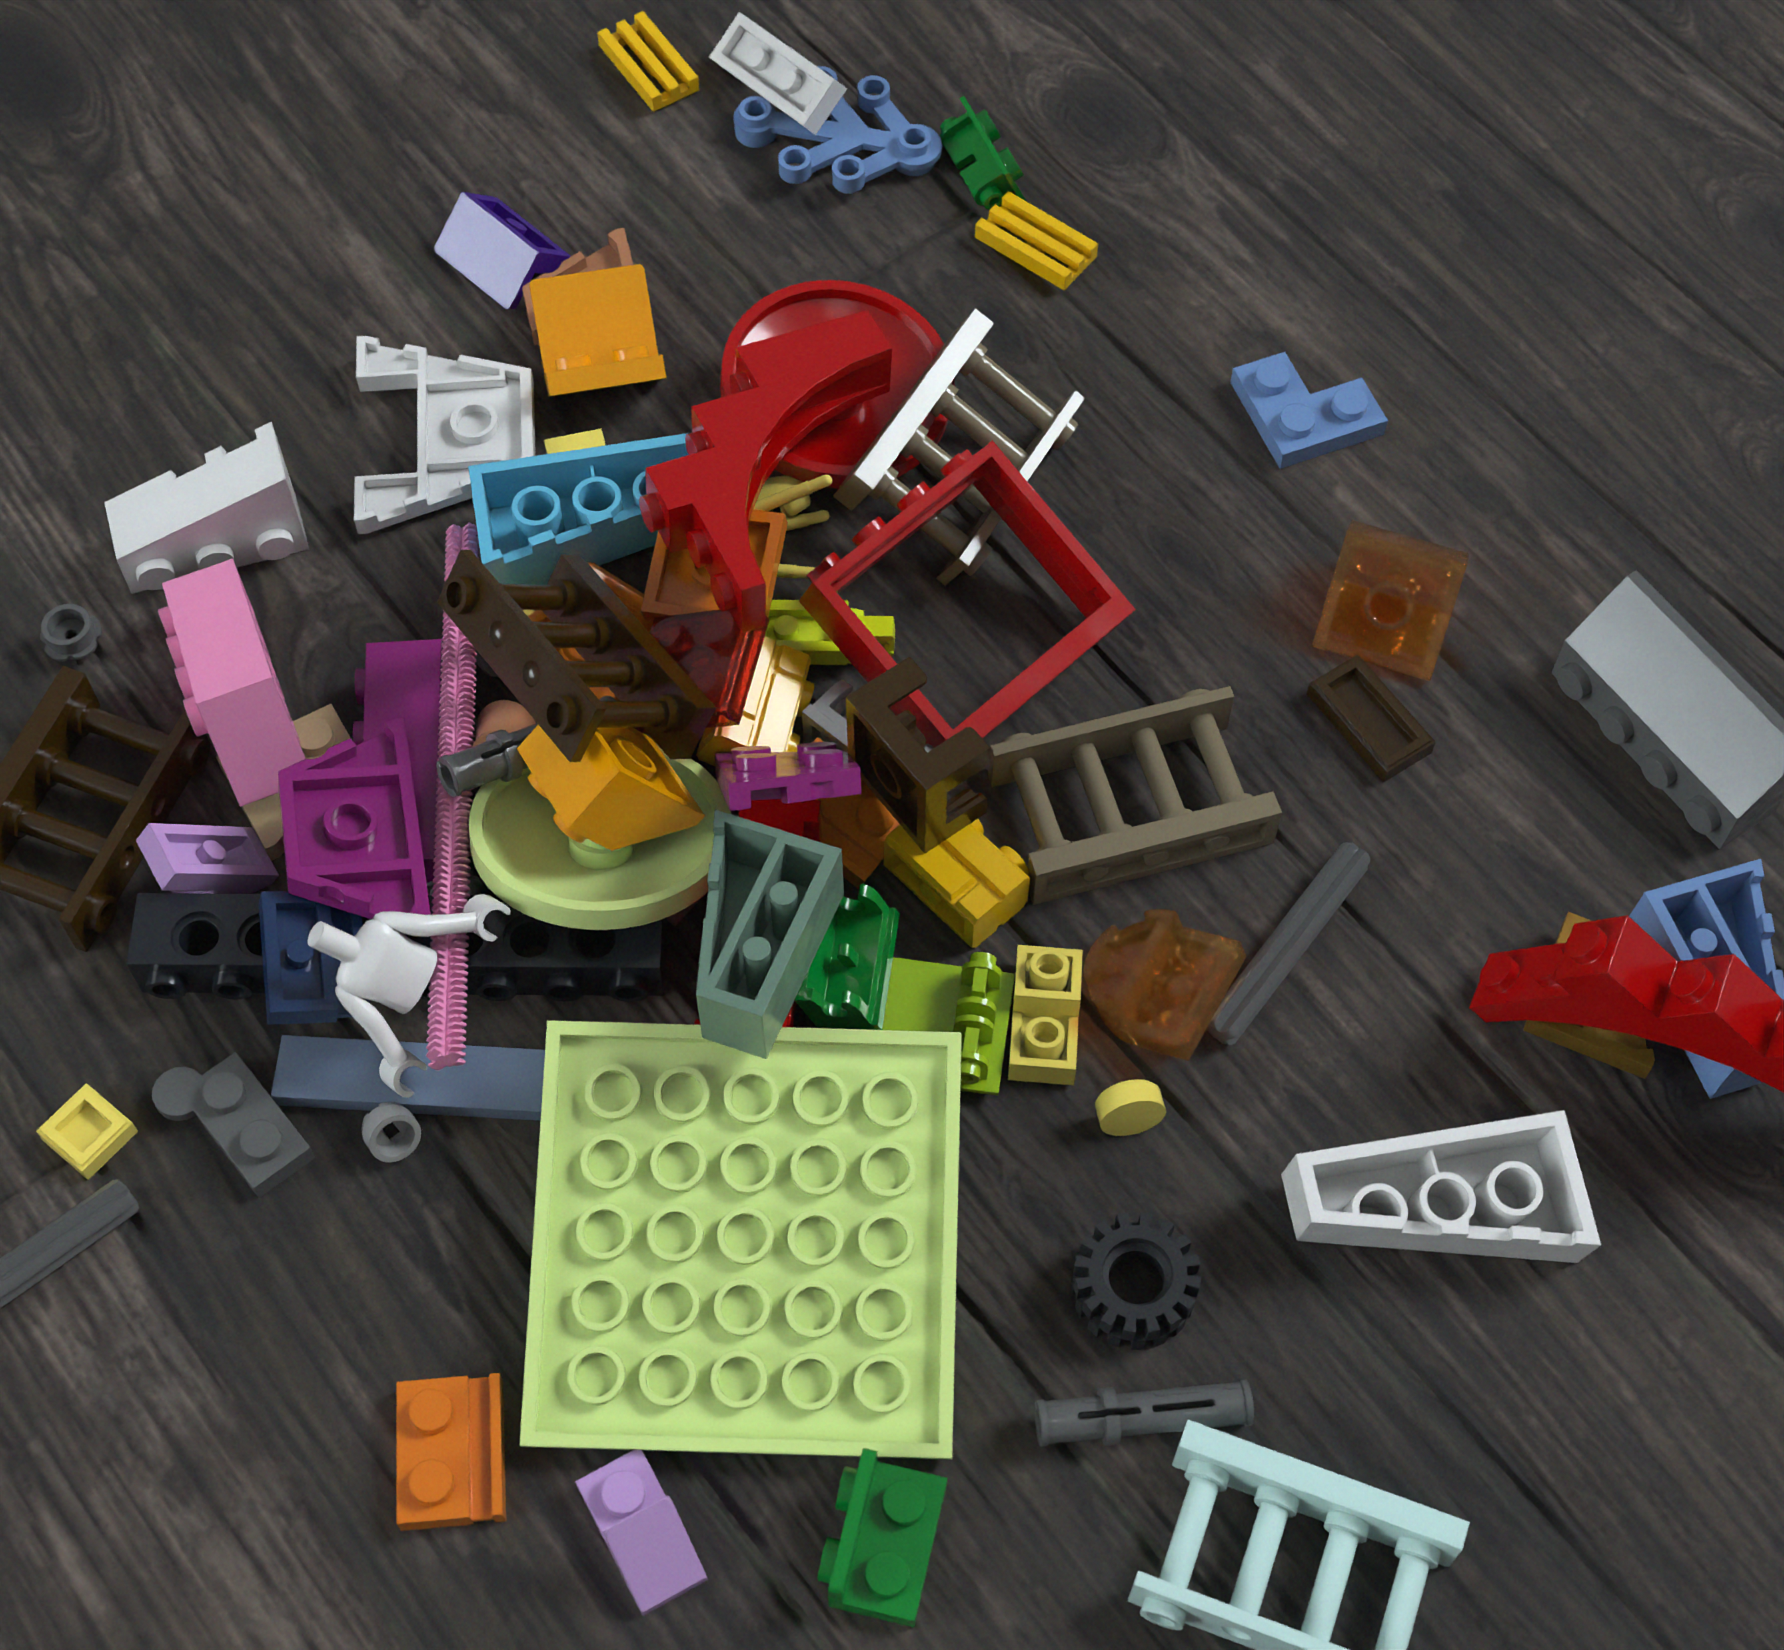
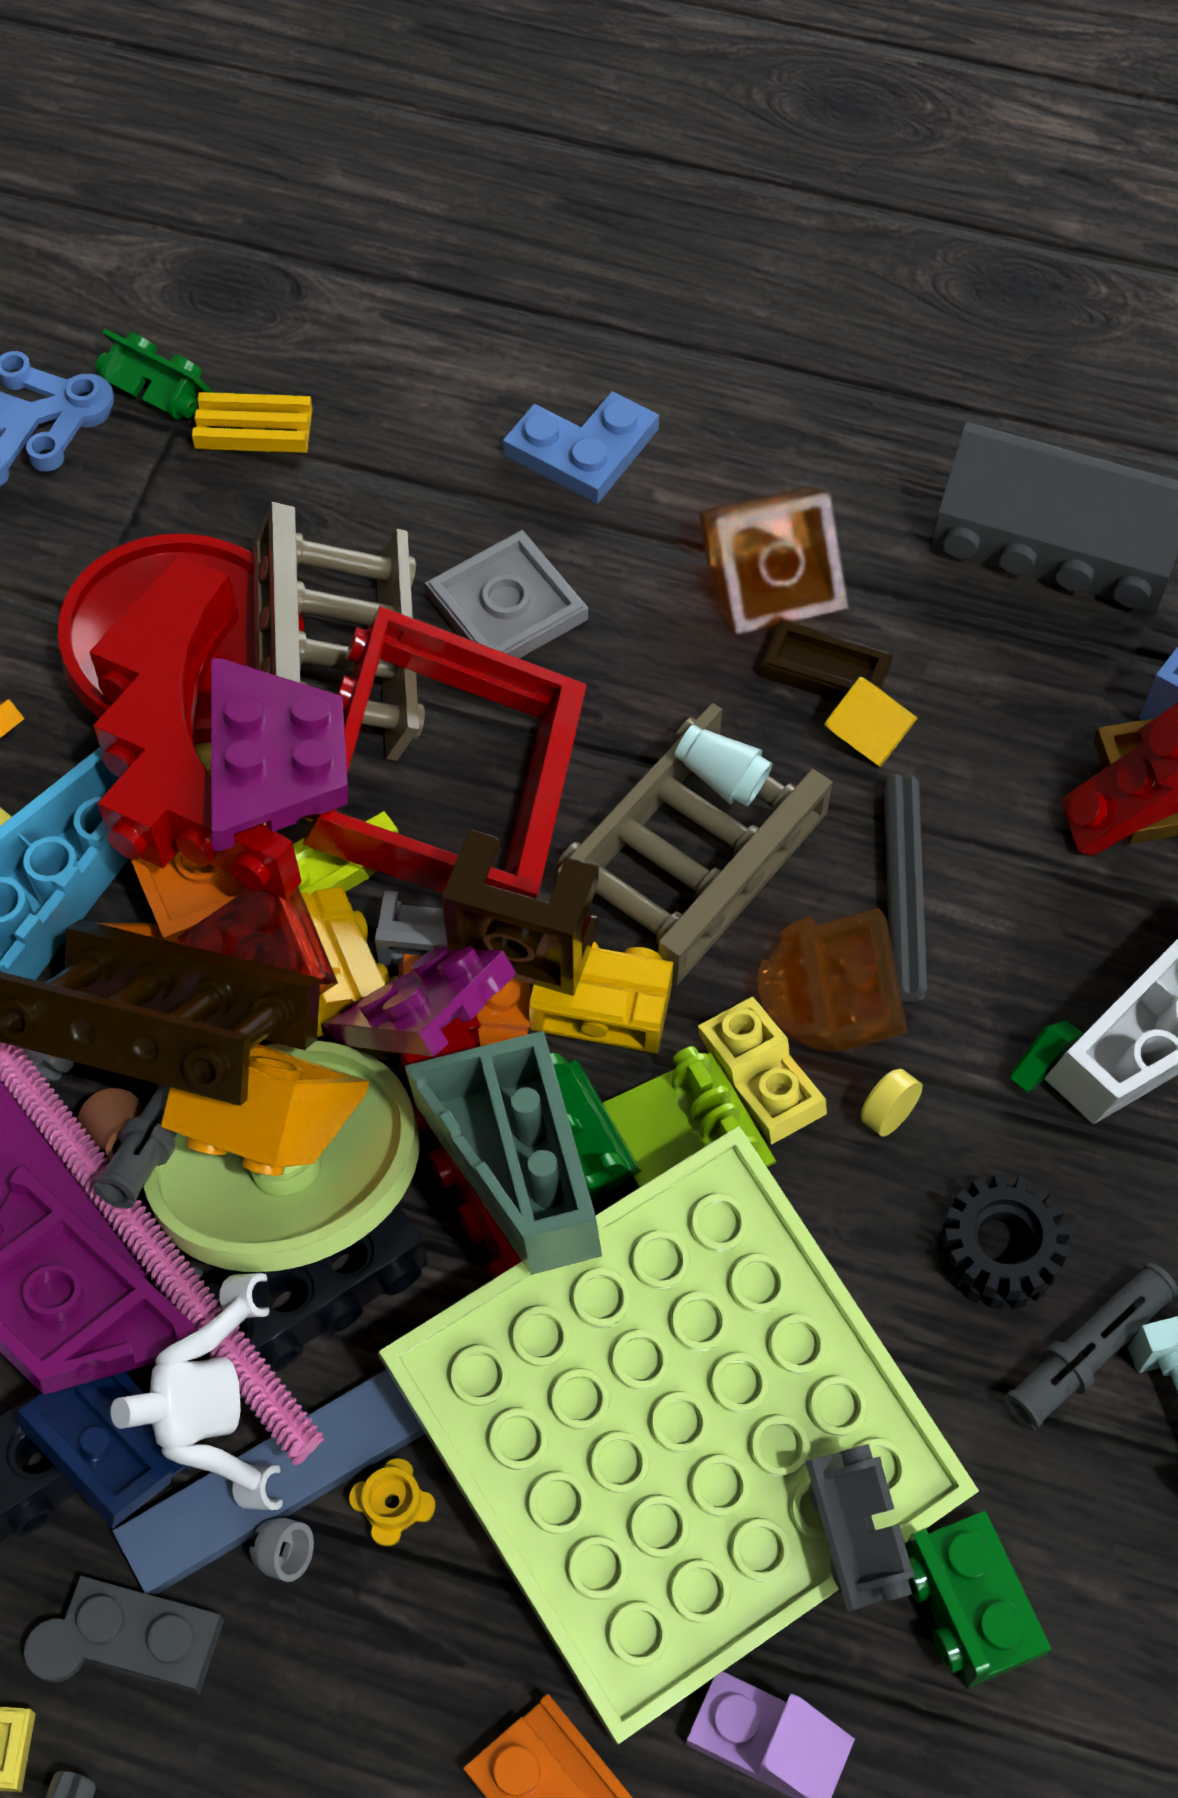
camera: 35 degrees left, 0 degrees up
(492, 1135) = (396, 1481): none -> yellow plate
(807, 1431) = (863, 1561): none -> dark grey hinge
(808, 505) = (272, 751): none -> magenta wing
(1135, 505) = (507, 598): none -> light grey tile
(1196, 743) = (724, 764): none -> light aqua cone
(1274, 1158) = (1044, 1054): none -> green tile
(1365, 784) = (870, 721): none -> yellow slope

